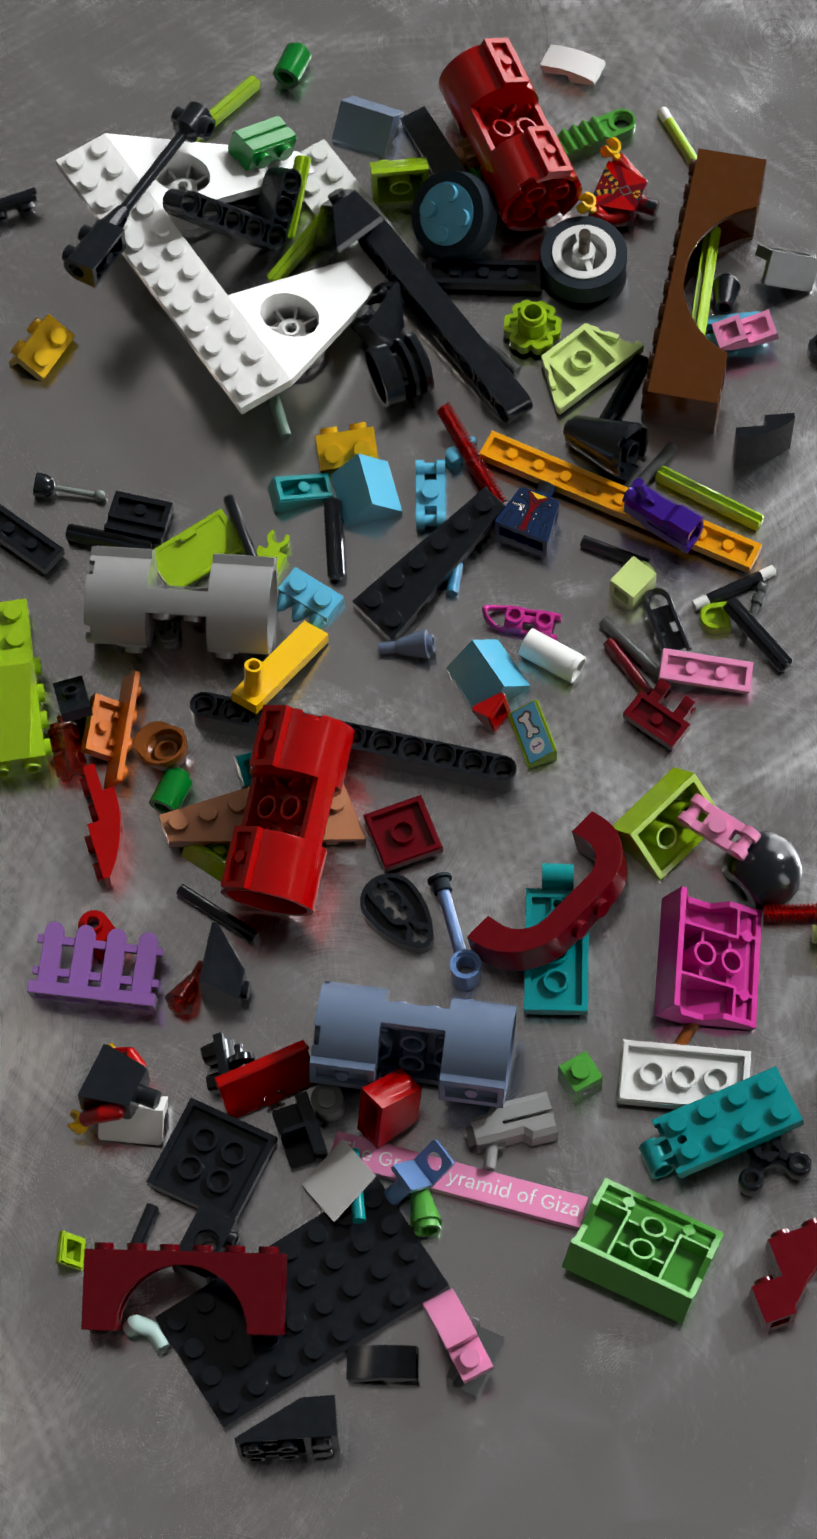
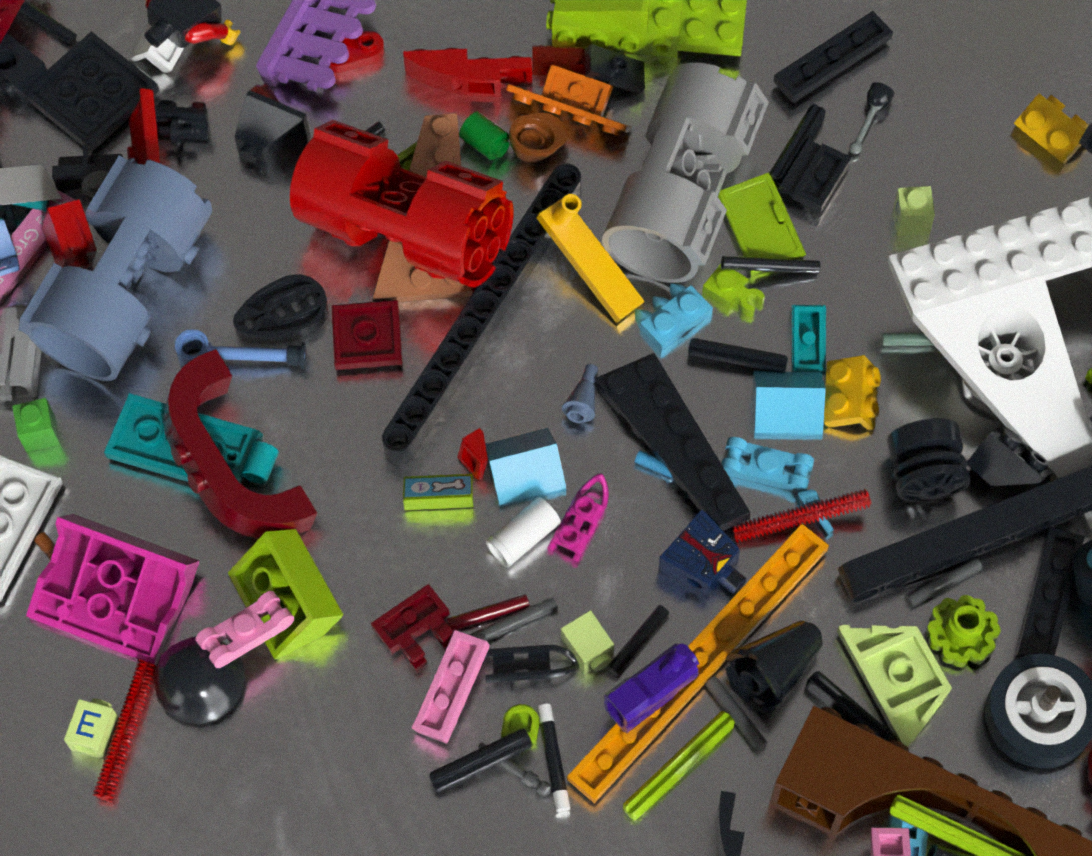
camera: 105 degrees right, 0 degrees up
(158, 432) = (914, 211): none -> yellowish green brick

